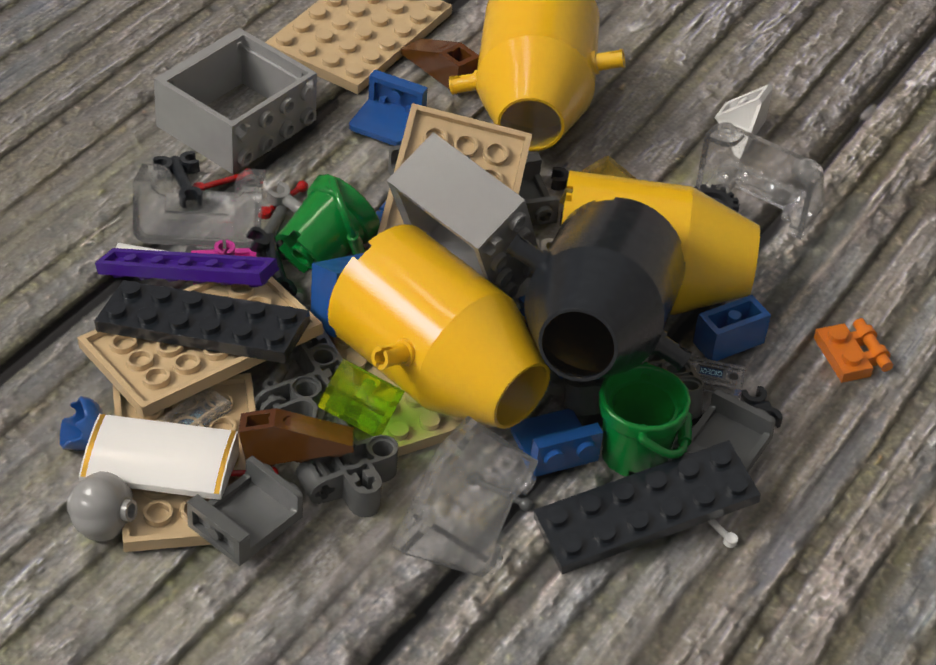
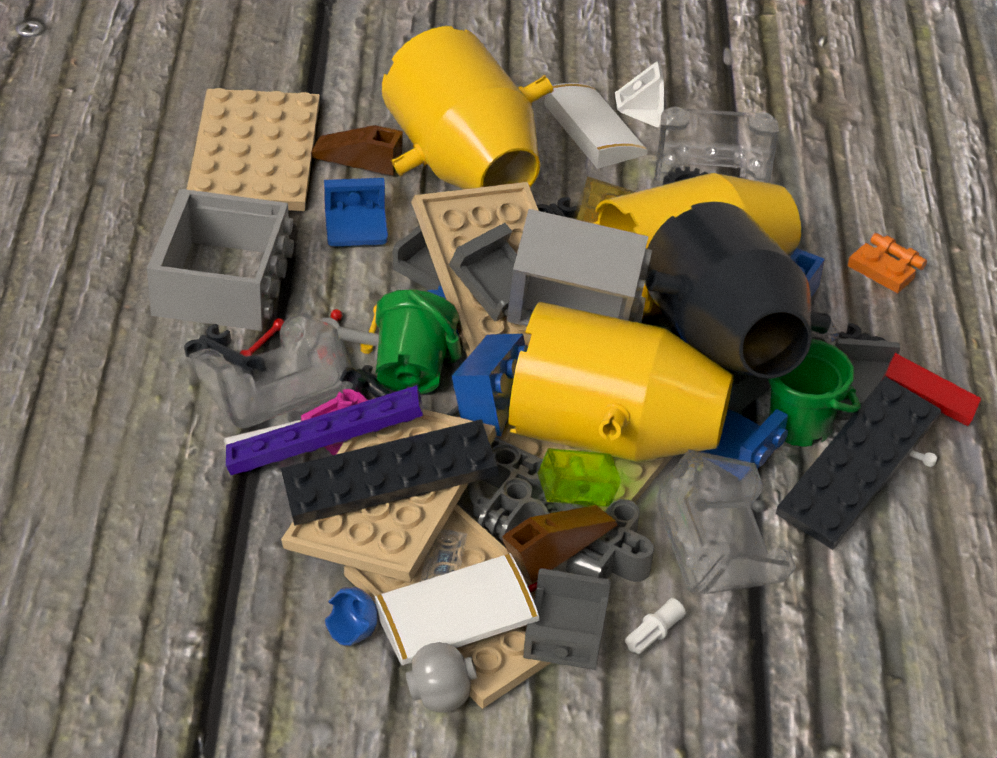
camera: 30 degrees left, 0 degrees up
(330, 558) = (655, 626): none -> white axle
(678, 119) = (593, 124): none -> white slope
(782, 477) = (947, 396): none -> red tile

